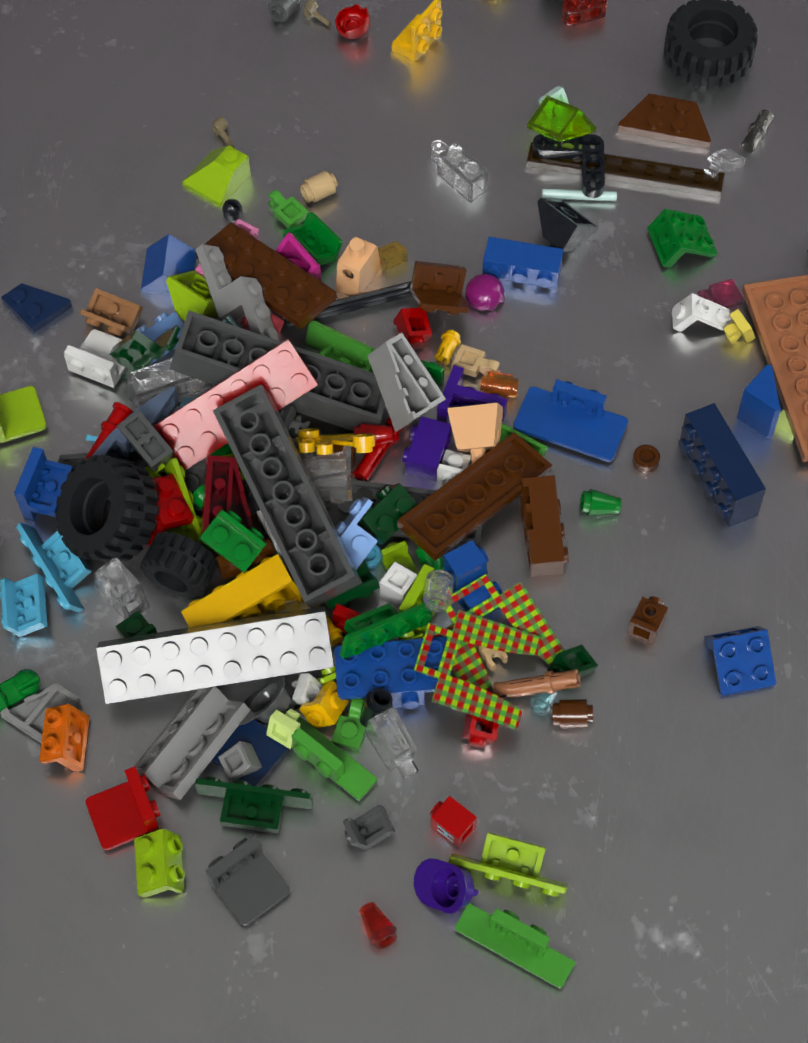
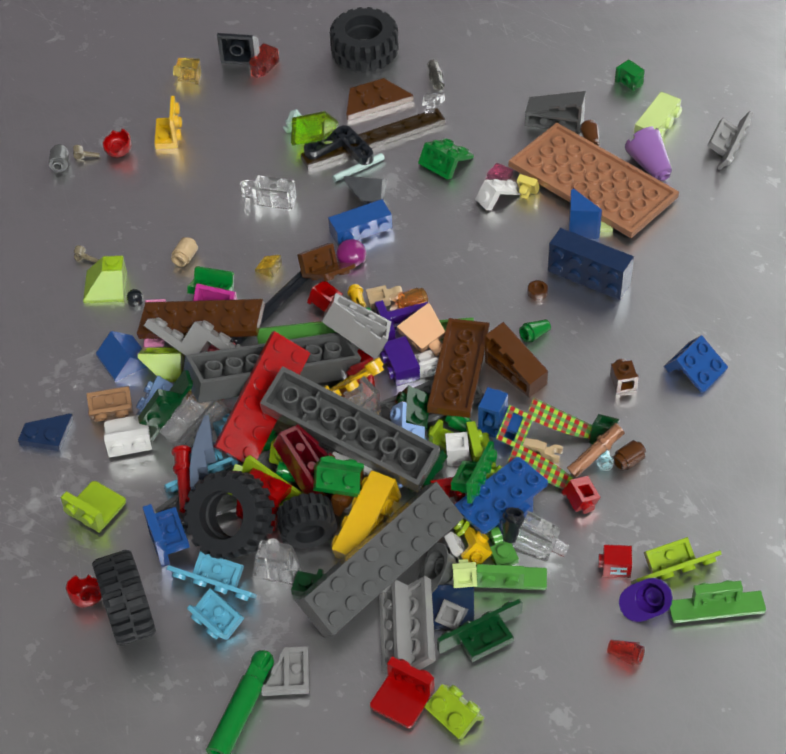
camera: 35 degrees left, 10 degrees down
(64, 737) = (320, 676): orange bracket -> none
(146, 440) = (223, 452): dark grey hinge -> none
(247, 881) = (522, 681): dark grey bracket -> none
(288, 211) = (175, 277): bright green plate -> none
(362, 261) = (256, 274): light nougat torso -> none
(368, 828) = (569, 598): dark grey bracket -> none
(438, 590) = (492, 429): clear brick -> none
(464, 695) = (557, 481): piece -> none
(572, 419) = (474, 292): blue bracket -> none

